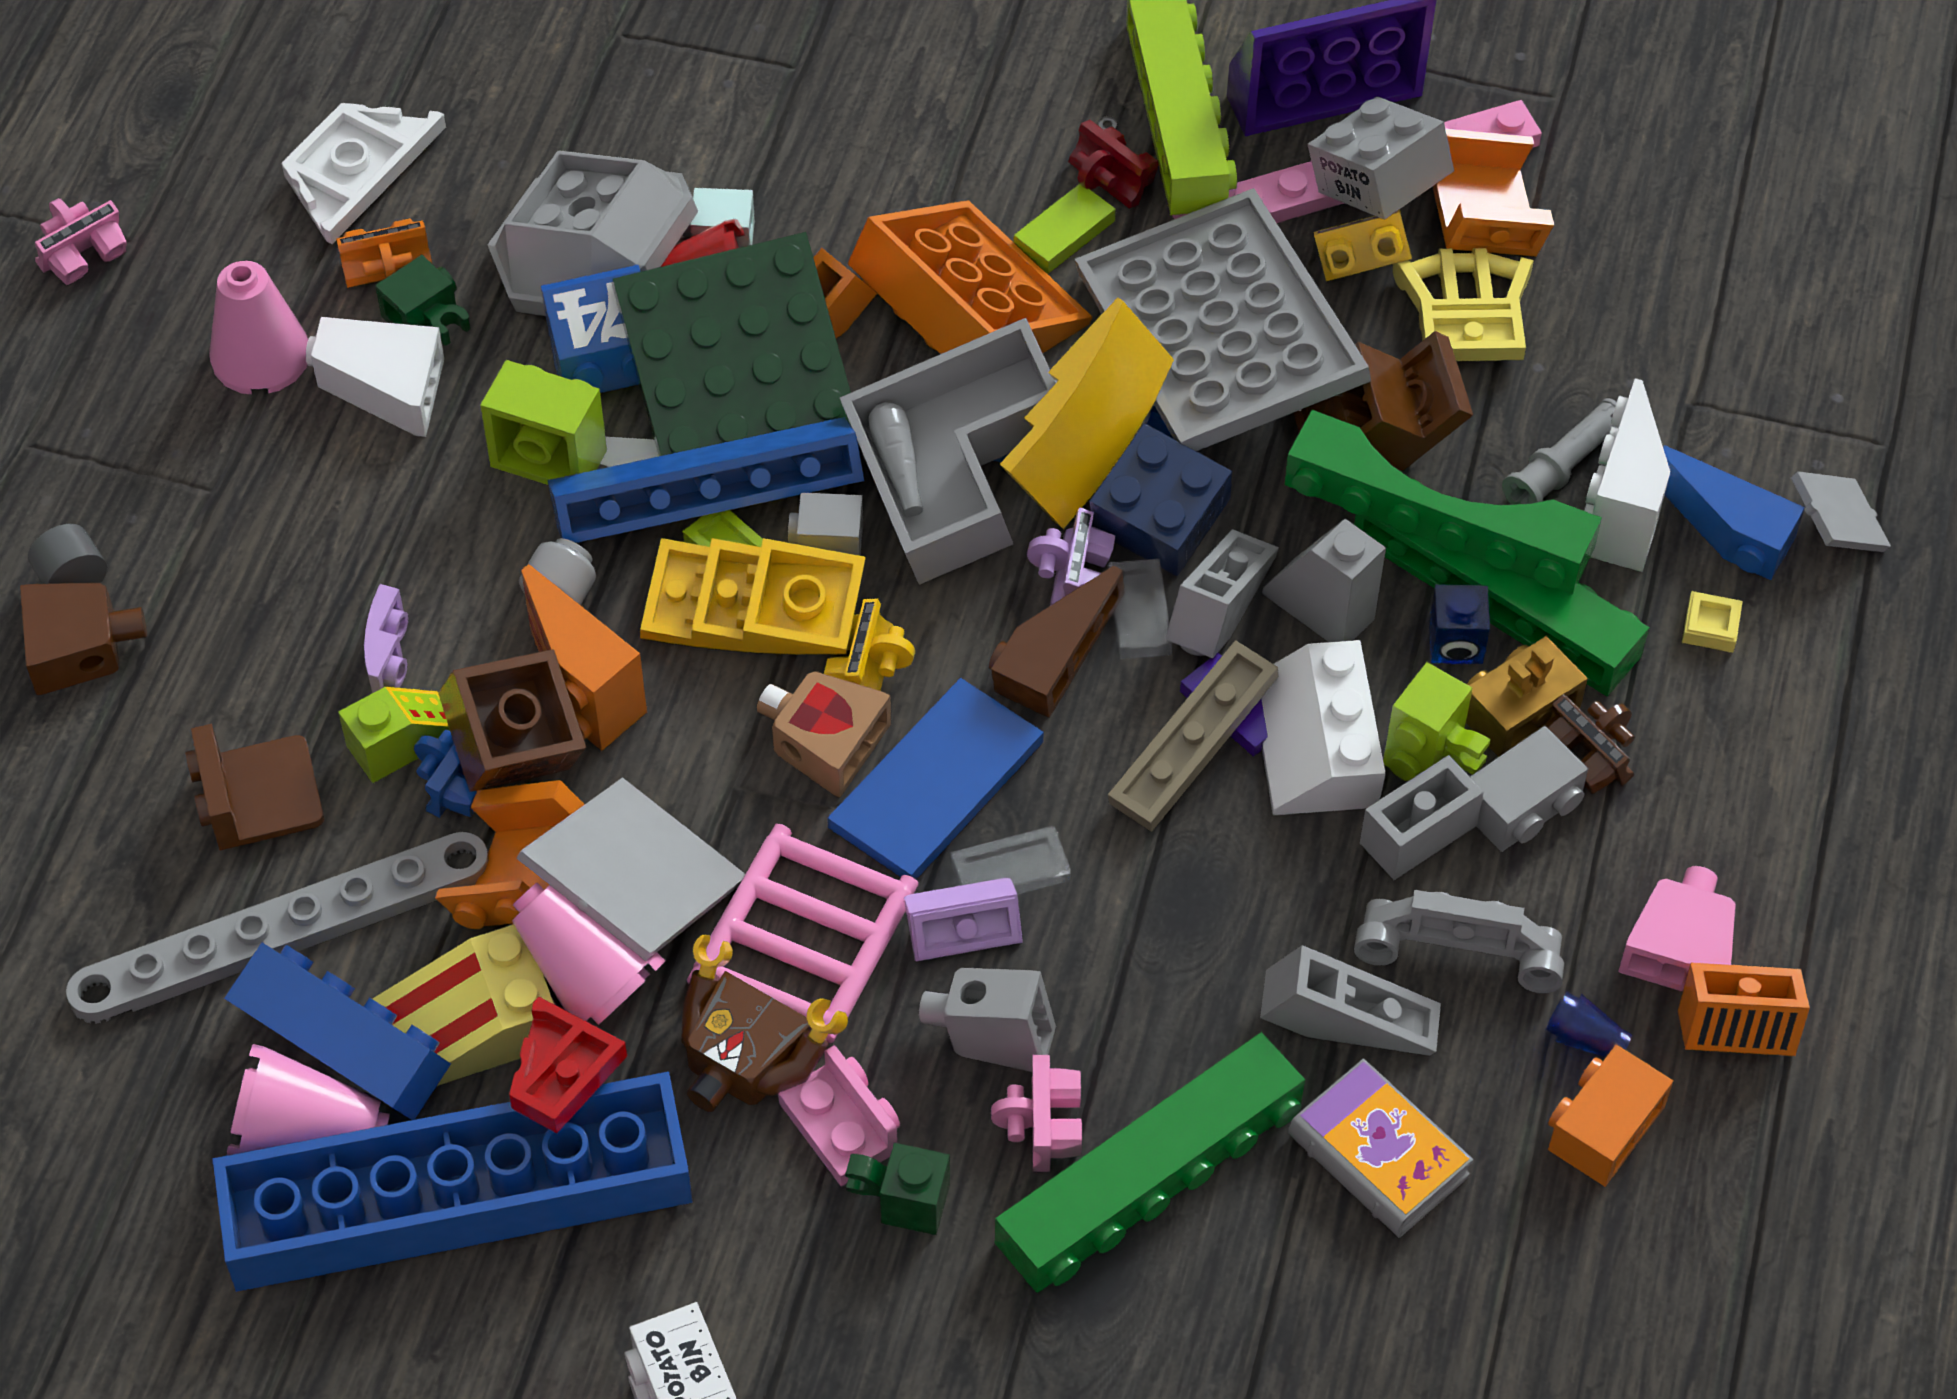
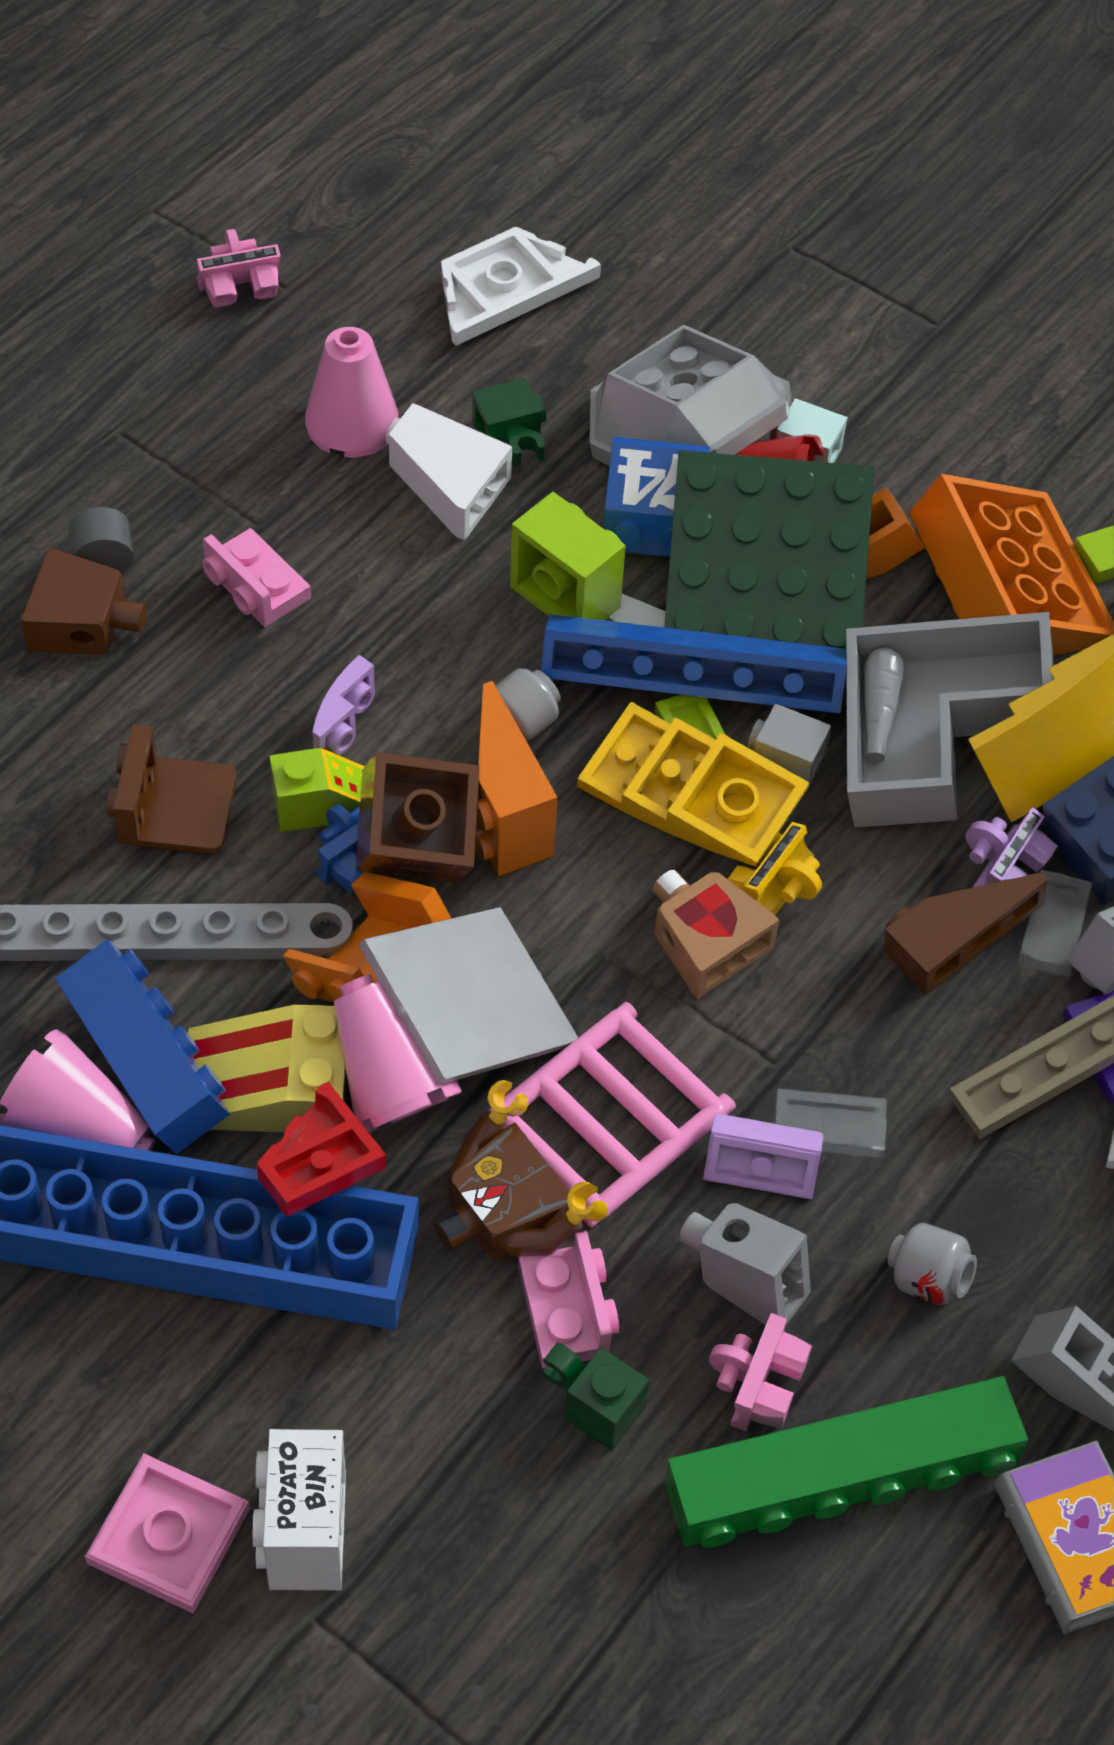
camera: 20 degrees right, 0 degrees up
(235, 542) = (254, 576): none -> bright pink bracket
(381, 252) = (489, 364): orange hips -> none
(935, 780) = (793, 1015): blue tile -> none
(1156, 958) = (932, 1264): none -> light grey head

